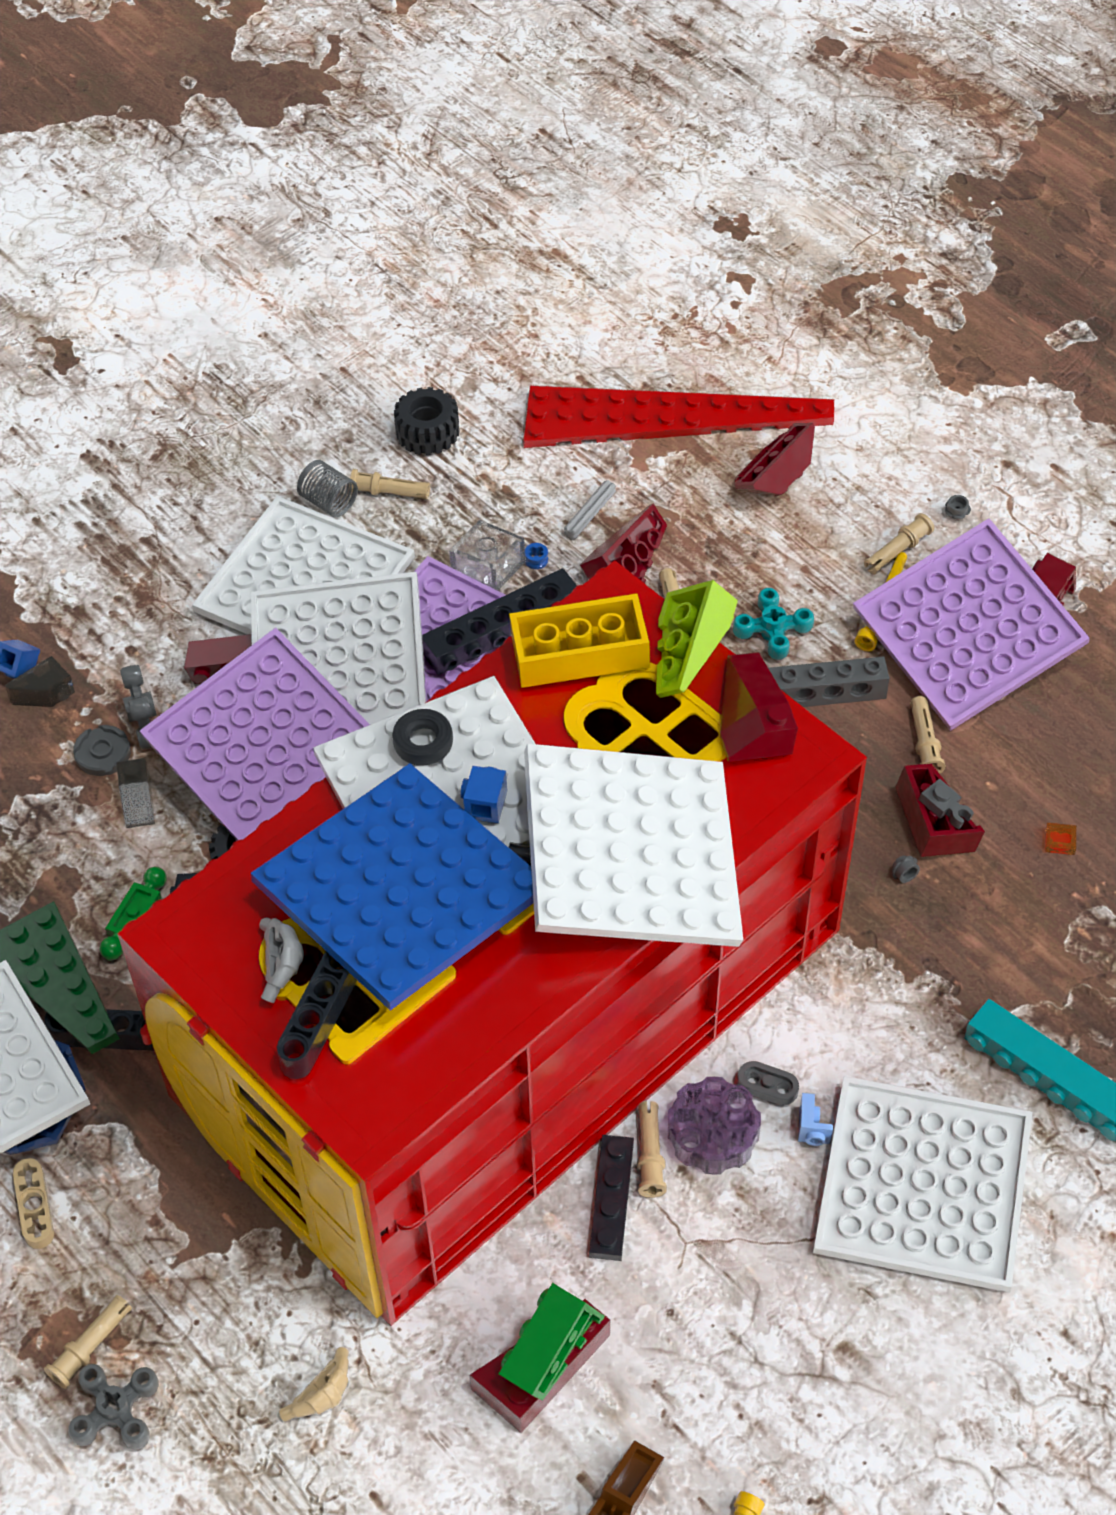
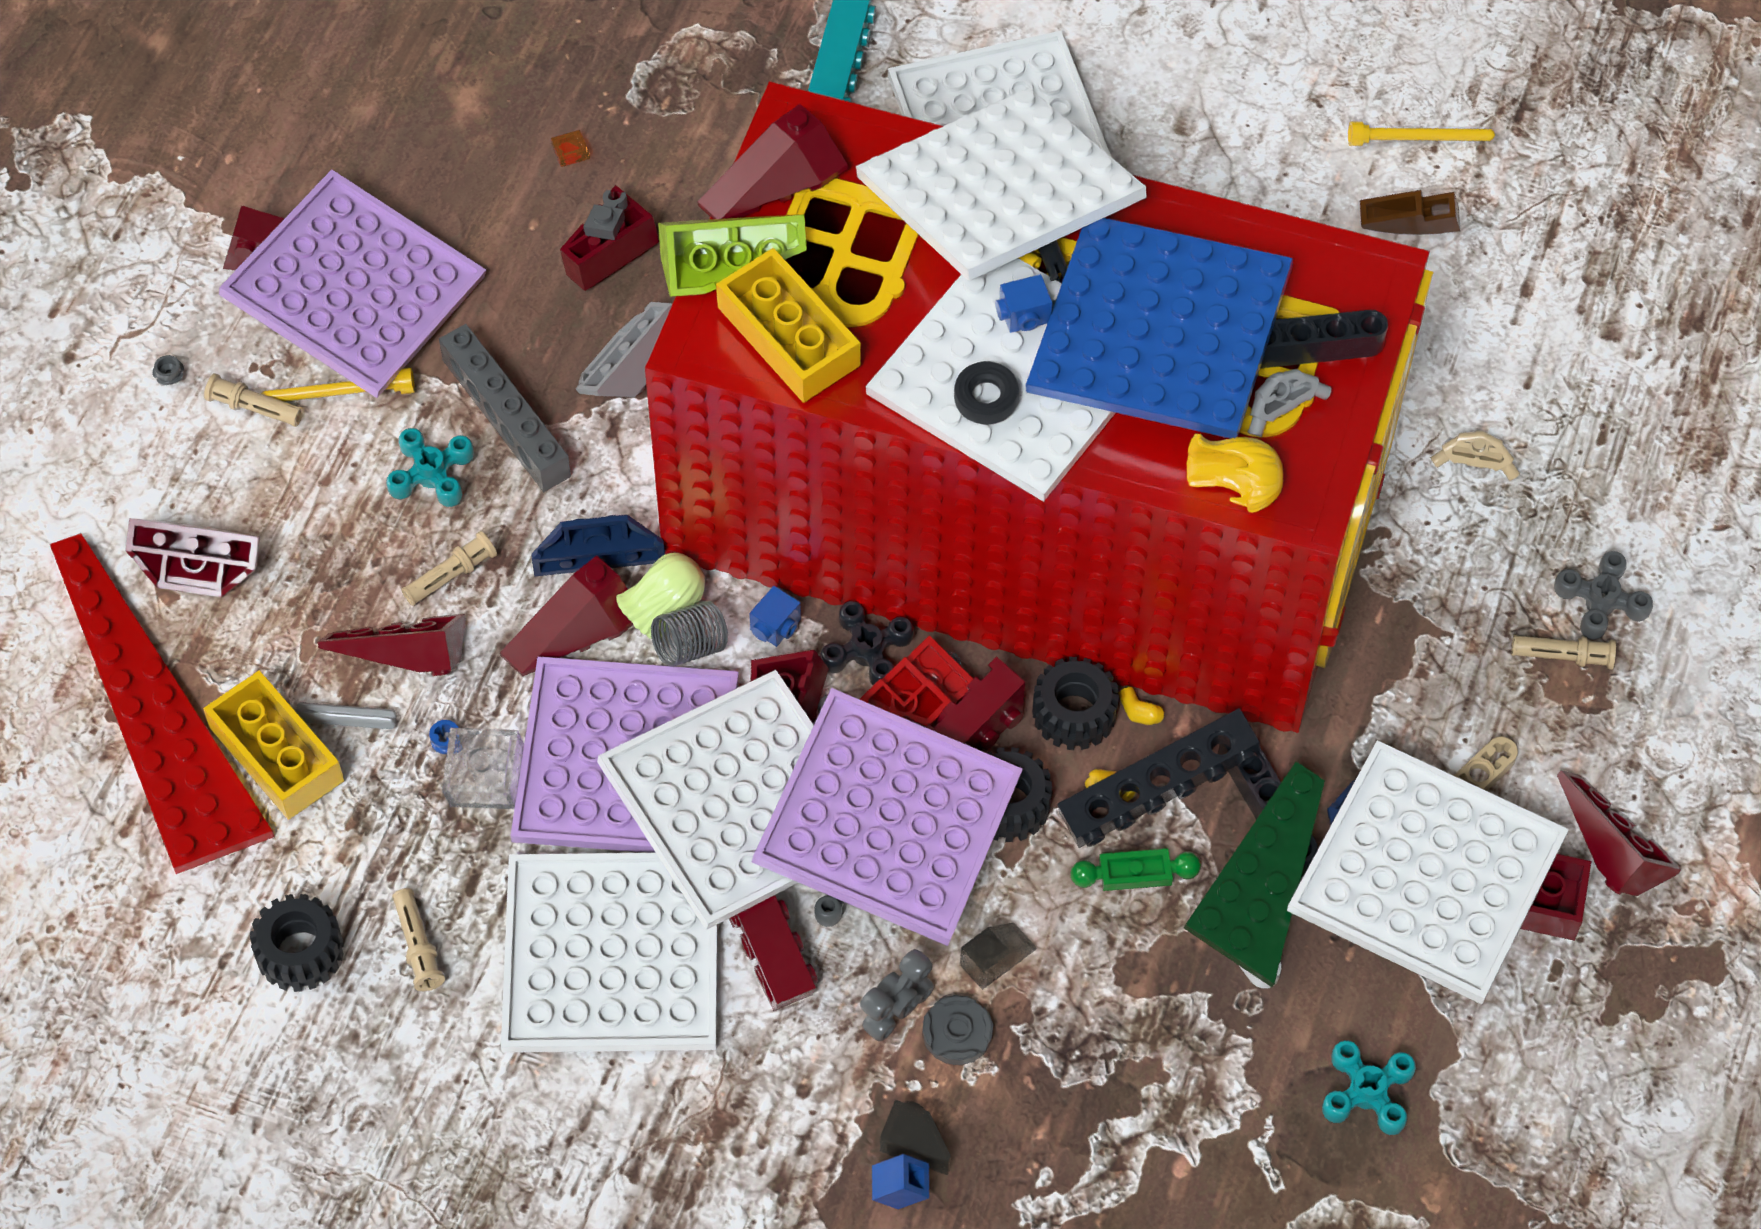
camera: 120 degrees left, 5 degrees up
(229, 885) = (1239, 465): none -> yellow piece
(333, 492) = (446, 1002): dark grey piece -> none
(490, 624) = (528, 686): black brick -> none
(584, 454) = (273, 744): none -> yellow brick
(927, 746) = (519, 281): tan pin -> none

